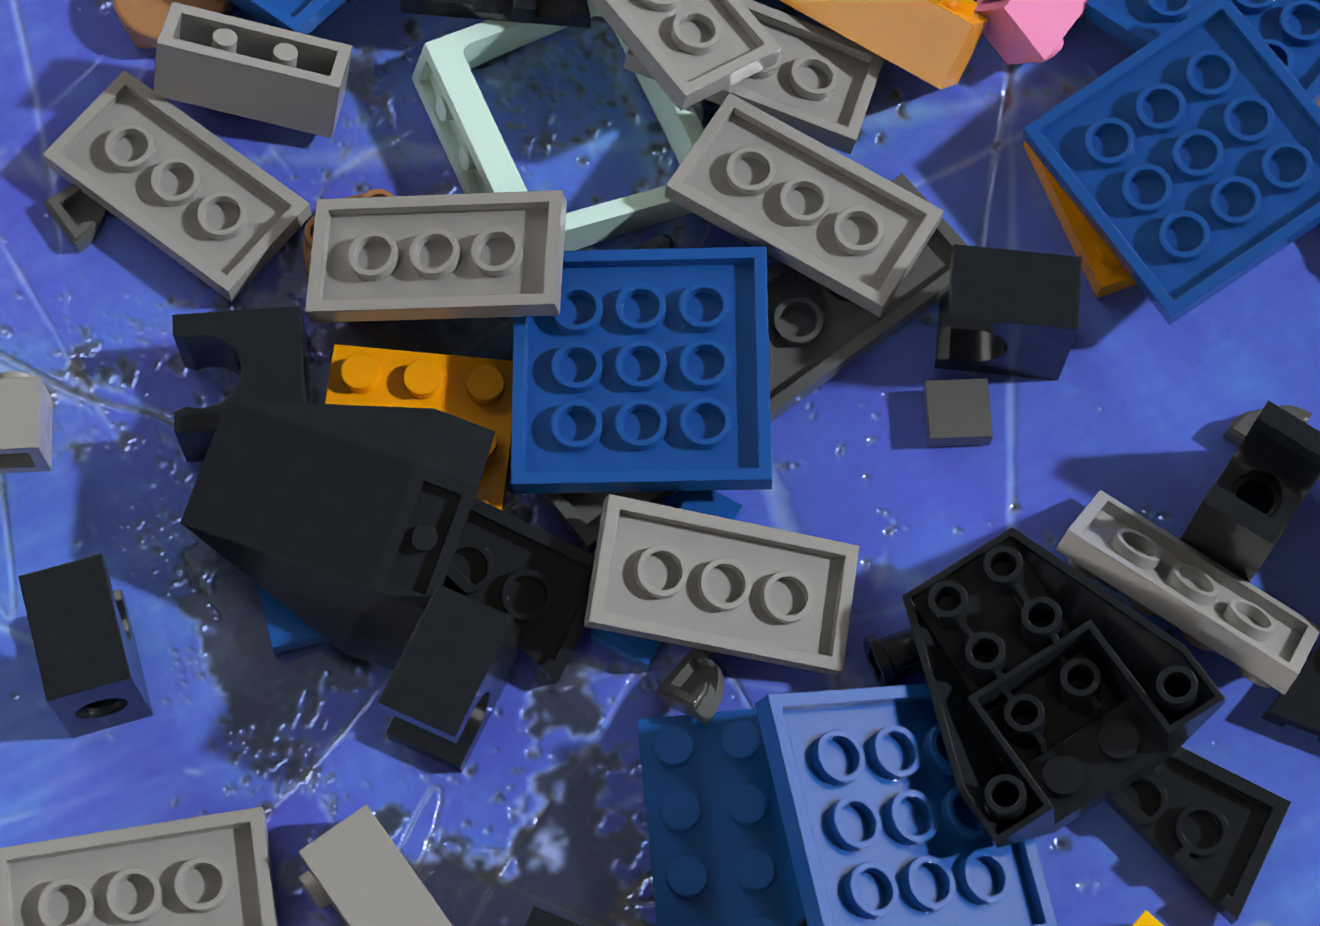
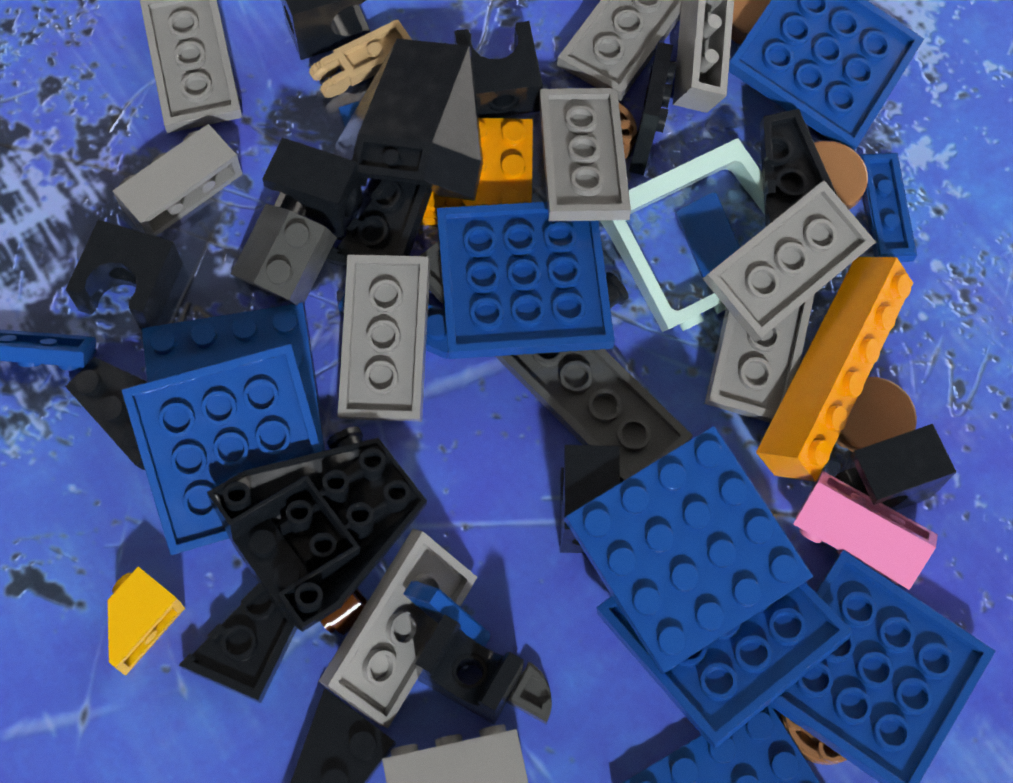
camera: 85 degrees right, 0 degrees up
(175, 595) = (357, 59): none -> tan hinge
(334, 150) = (653, 116): none -> black wing
(555, 743) = (284, 254): none -> dark grey slope
(572, 114) = (707, 232): none -> blue slope
(694, 686) = (322, 333): dark grey tile -> none
(804, 204) = (652, 368): light grey plate -> none
(957, 412) = (526, 484): dark grey tile -> none
(1110, 174) = (688, 549): none -> blue plate
(1174, 518) = (437, 603): none -> blue tile

